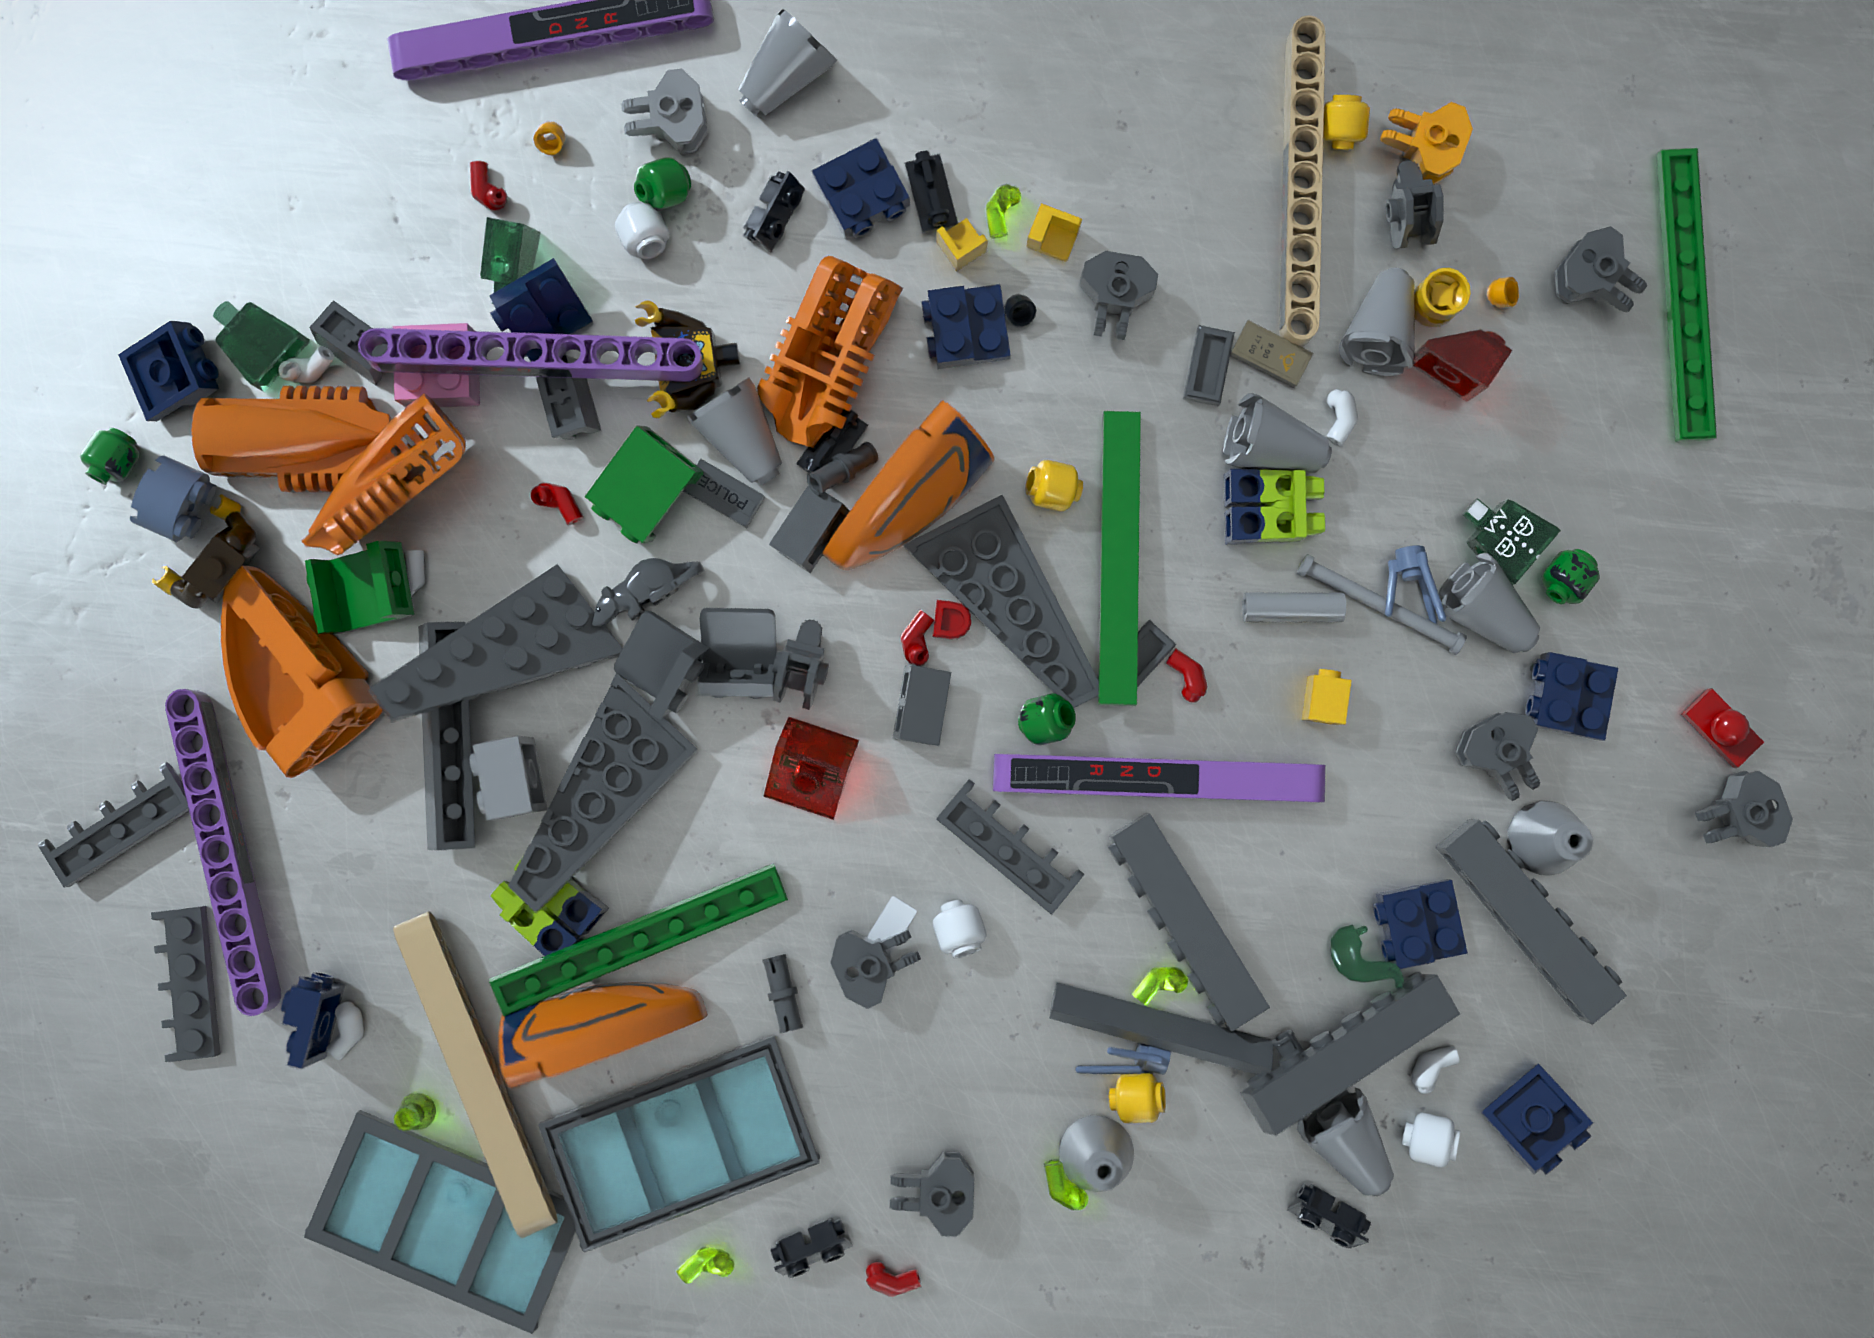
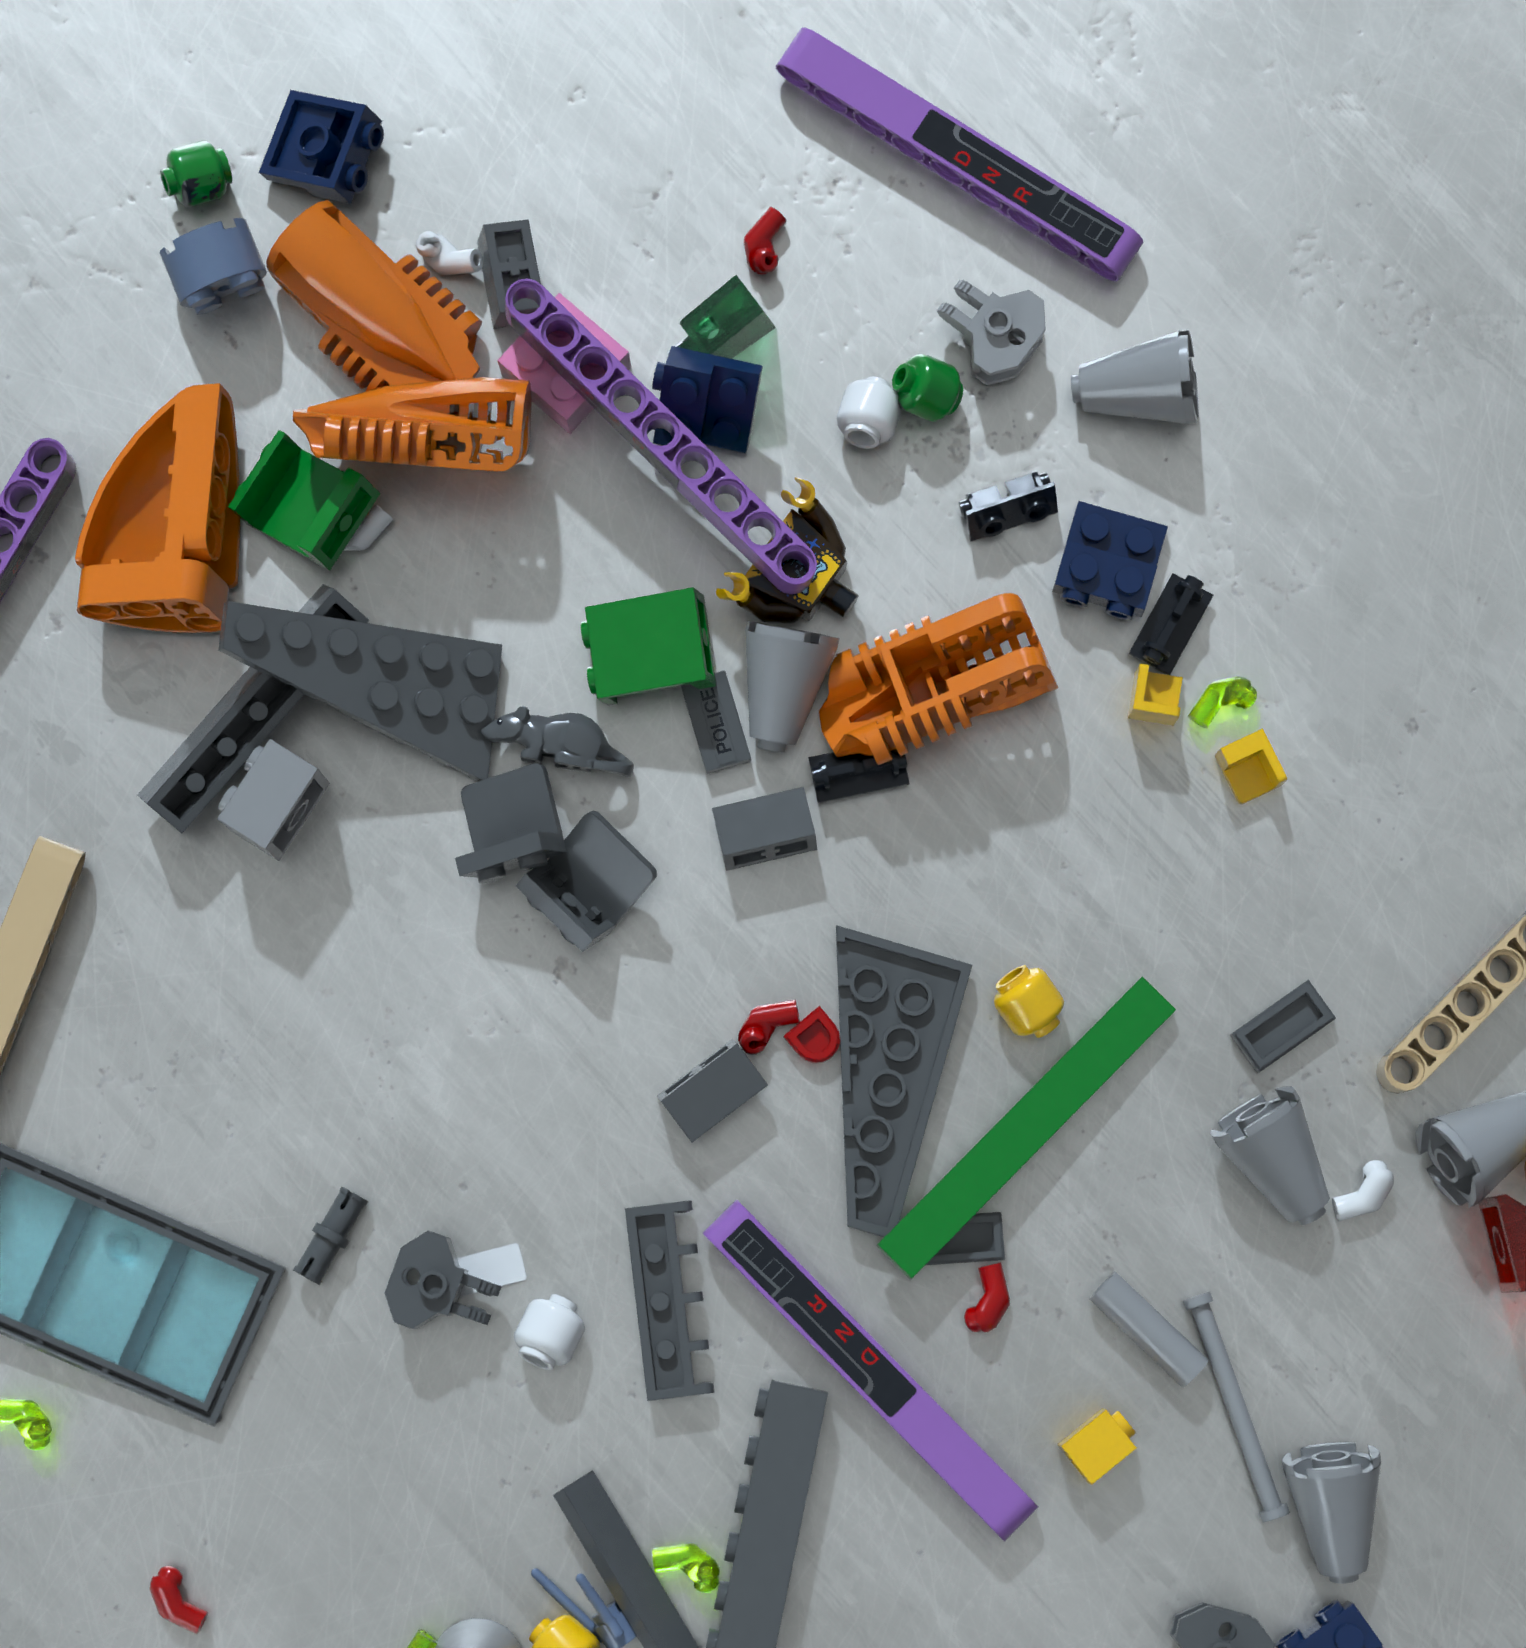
camera: 45 degrees right, 5 degrees down
(217, 561) = (199, 360): dark brown torso -> none
(257, 342) = (424, 192): clear green torso -> none
(553, 143) = (864, 257): light orange hinge -> none
(557, 497) = (560, 584): red arm -> none
(558, 923) = (199, 936): hips -> none
(568, 405) = (650, 509): dark grey hinge -> none
(591, 1026) = (130, 1093): orange panel -> none
(608, 781) = (361, 887): dark grey wing -> none
(637, 939) = (248, 1059): green tile -> none
(798, 1255) = (112, 1494): black hinge -> none
(801, 664) = (636, 947): dark grey hinge -> none
(810, 767) = (554, 1050): clear red slope -> none
(842, 468) = (846, 801): dark grey pin -> none
(912, 489) = (890, 881): orange panel -> none
(936, 1199) = (289, 1562): dark grey hinge -> none
(966, 325) = (1087, 777): dark blue plate -> none
(1020, 310) = (1151, 809): black hinge -> none
(1046, 719) = (815, 1213): green head -> none
(1119, 291) = (1258, 877): dark grey hinge -> none
(1271, 354) = (1352, 1071): dark tan tile -> none
(1284, 507) = (1228, 1225): hips -> none
(1413, 565) = (1298, 1397): sand blue plant -> none
(1509, 535) = (1418, 1456): clear green torso -> none
(1570, 576) = (1442, 1551): green head -> none

